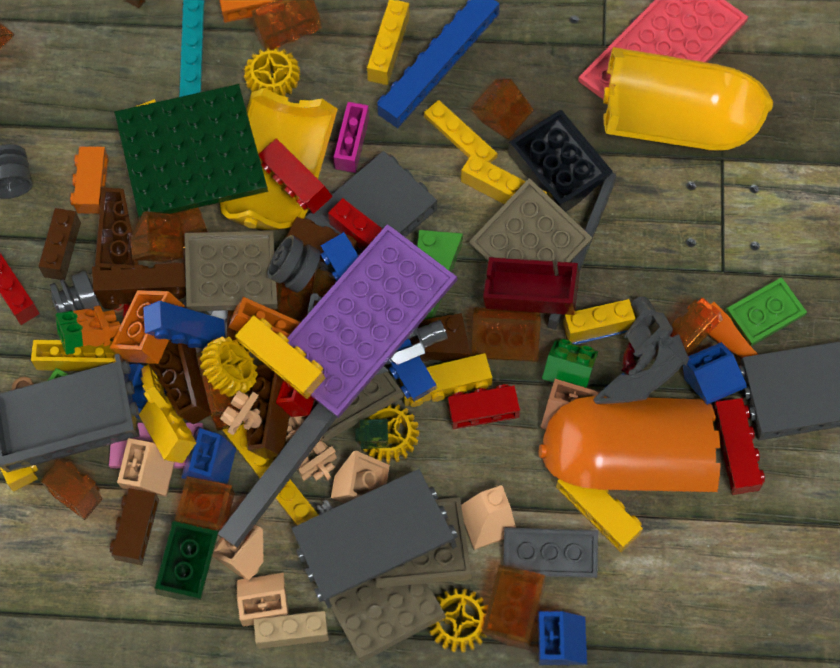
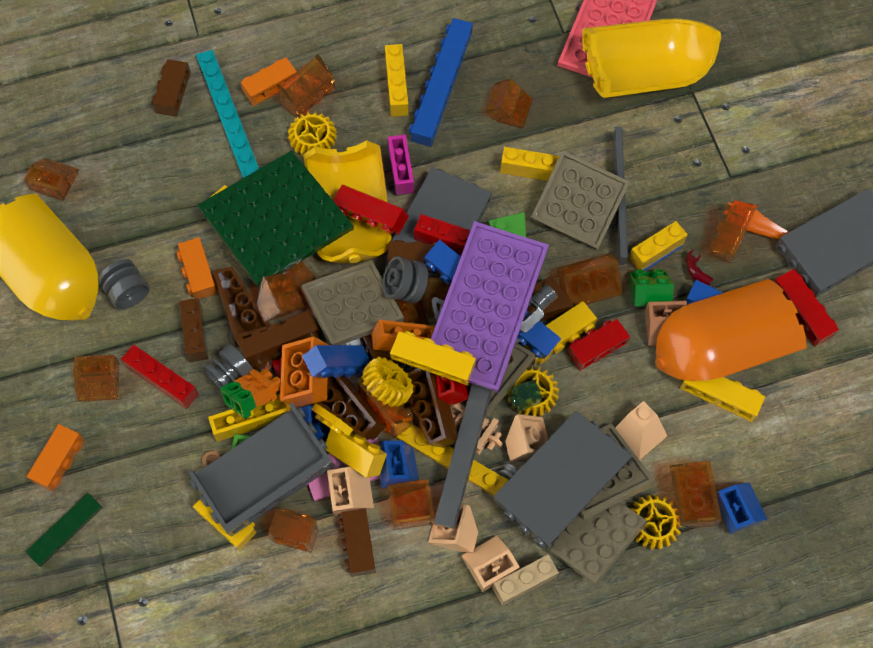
camera: 25 degrees left, 0 degrees up
(186, 562) = (416, 556): dark green slope -> none
(234, 418) = (417, 416): light nougat hips -> none
(458, 132) = (481, 134): yellow plate -> none
(531, 286) = (598, 235): dark red piece -> none
(552, 551) = (701, 440): dark grey tile -> none
(559, 160) = (573, 128): black slope -> none
(669, 360) = (734, 256): dark grey piece -> none
(714, 373) = (764, 257): blue slope -> none
(766, 311) = (779, 196): bright green plate -> none

